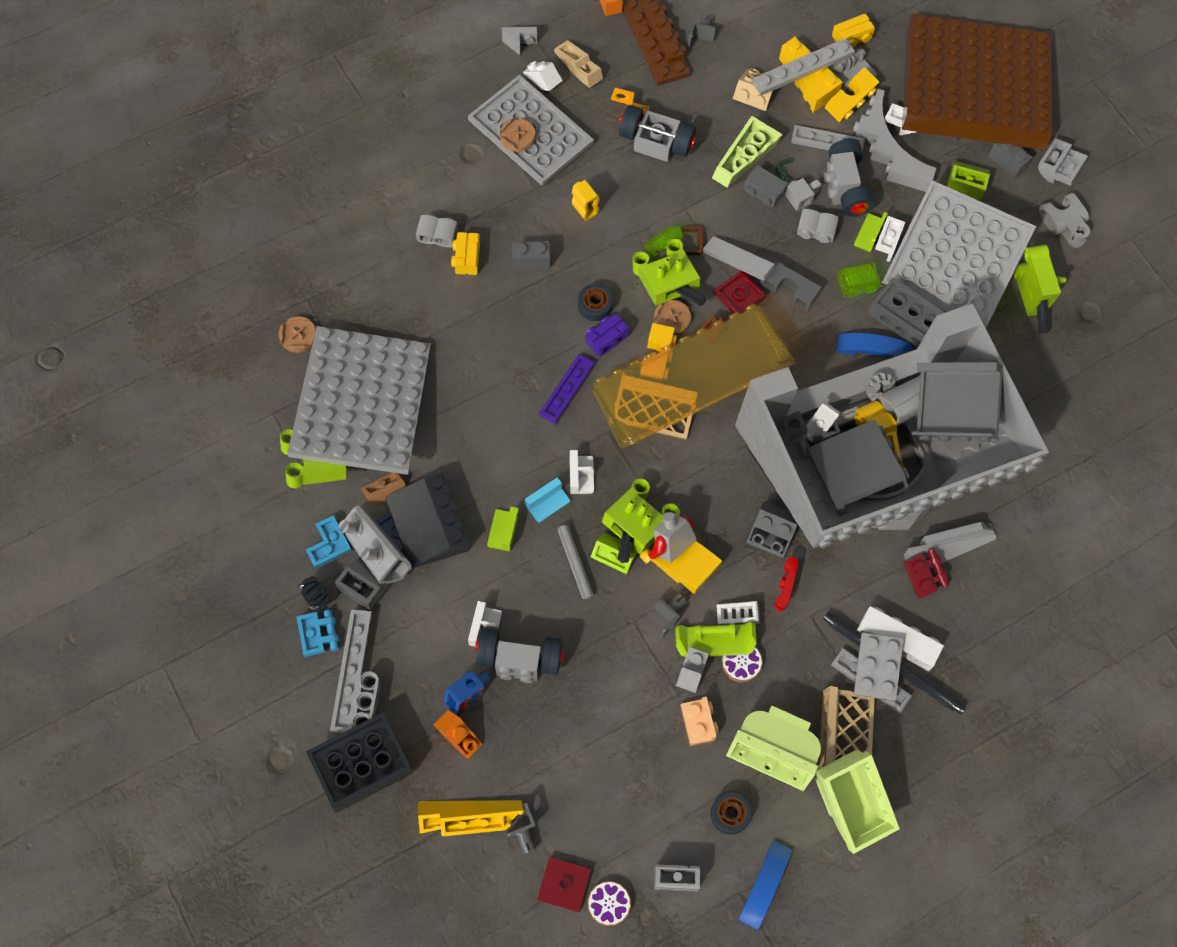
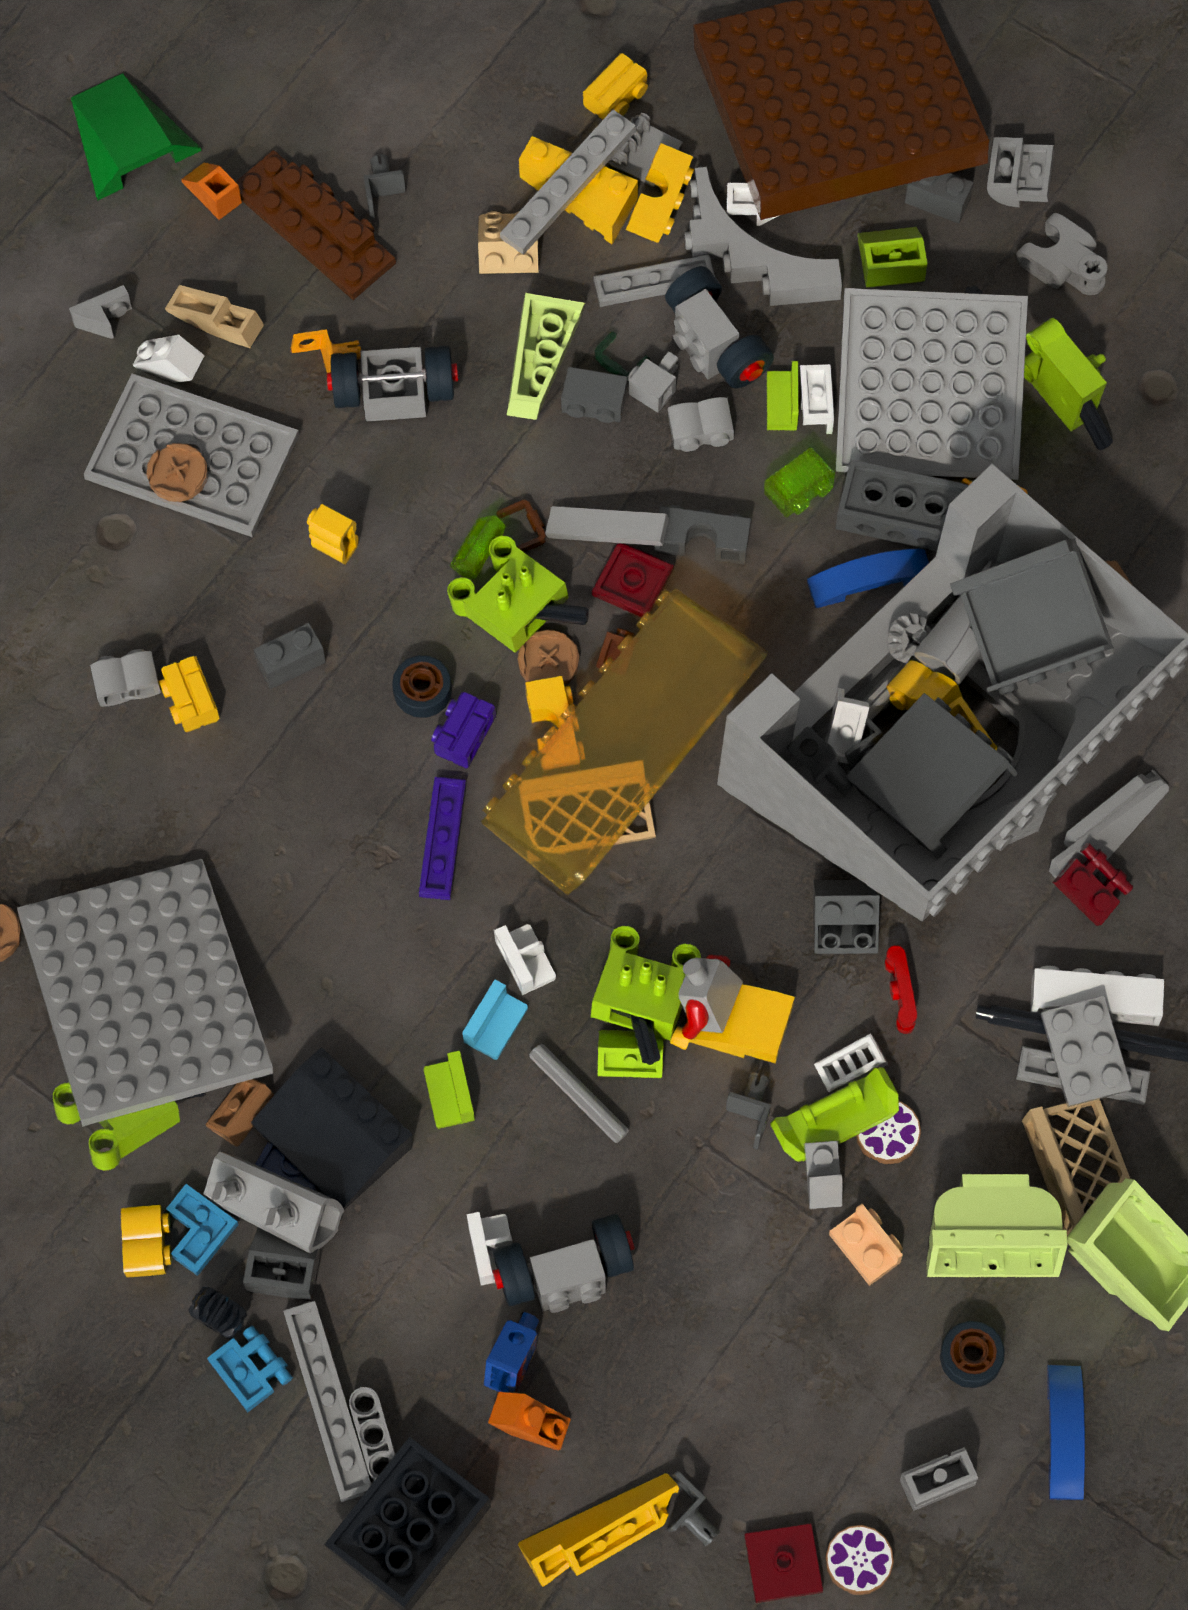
camera: 20 degrees left, 0 degrees up
(295, 536) = (144, 1241): none -> yellow brick

